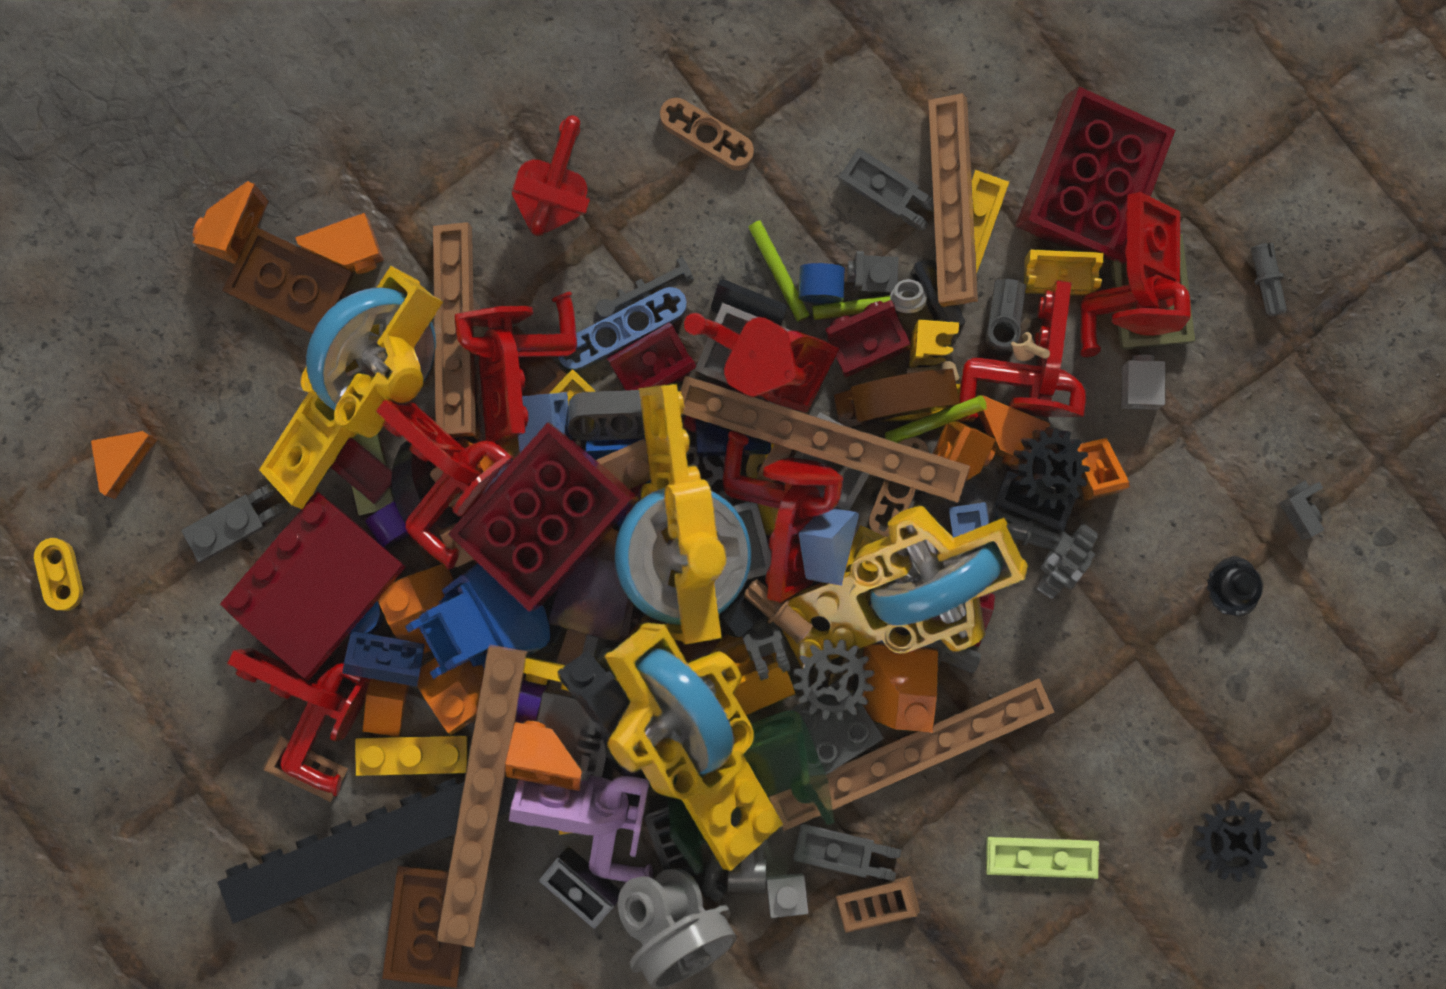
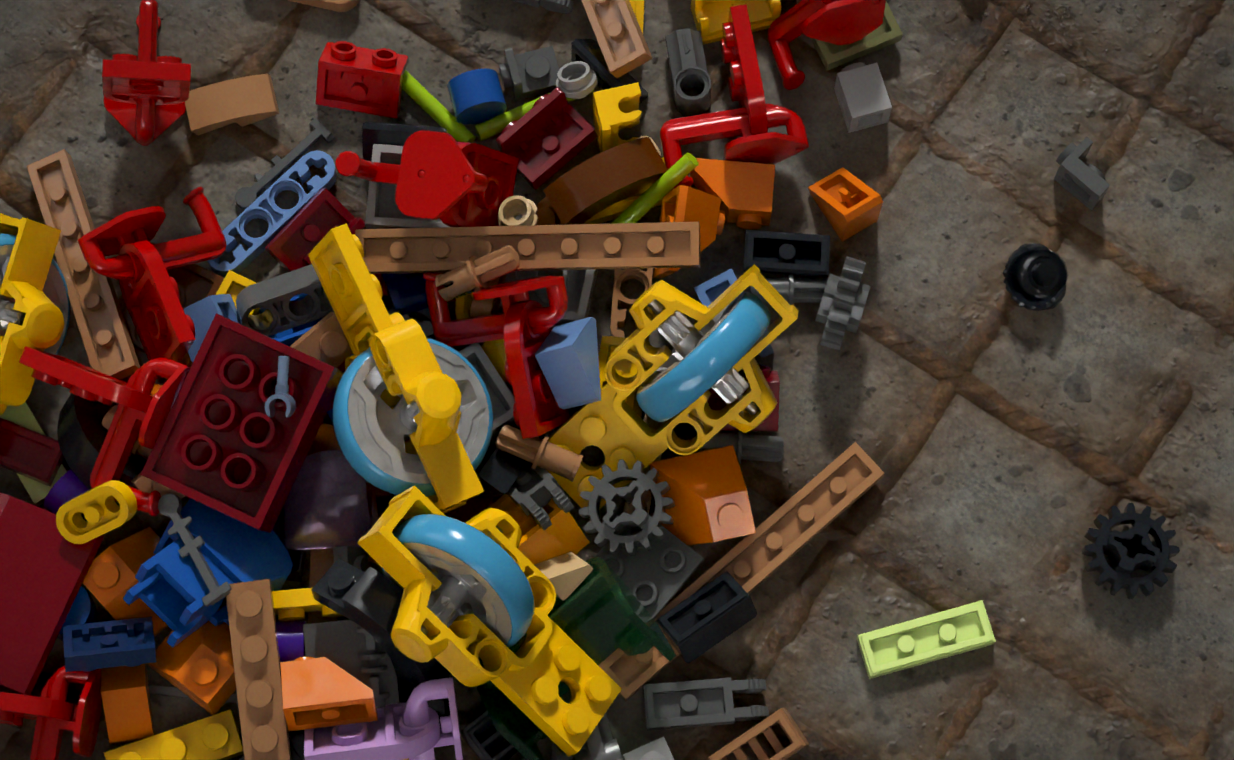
camera: 15 degrees left, 10 degrees down
(410, 552) = (98, 510): none -> yellow plate
(465, 565) = (171, 506): none -> dark grey piece
(581, 506) = (281, 390): none -> sand blue hand
(618, 223) = (231, 101): none -> medium nougat slope
(730, 236) = (360, 79): none -> red bracket
(765, 716) = (565, 573): none -> tan slope
(774, 448) = (478, 272): none -> medium nougat axle
(819, 390) = (515, 206): none -> tan plate
(871, 786) = (707, 617): none -> black slope
(1028, 349) = (723, 91): tan hand -> none
(1049, 468) = (786, 208): black gear -> none

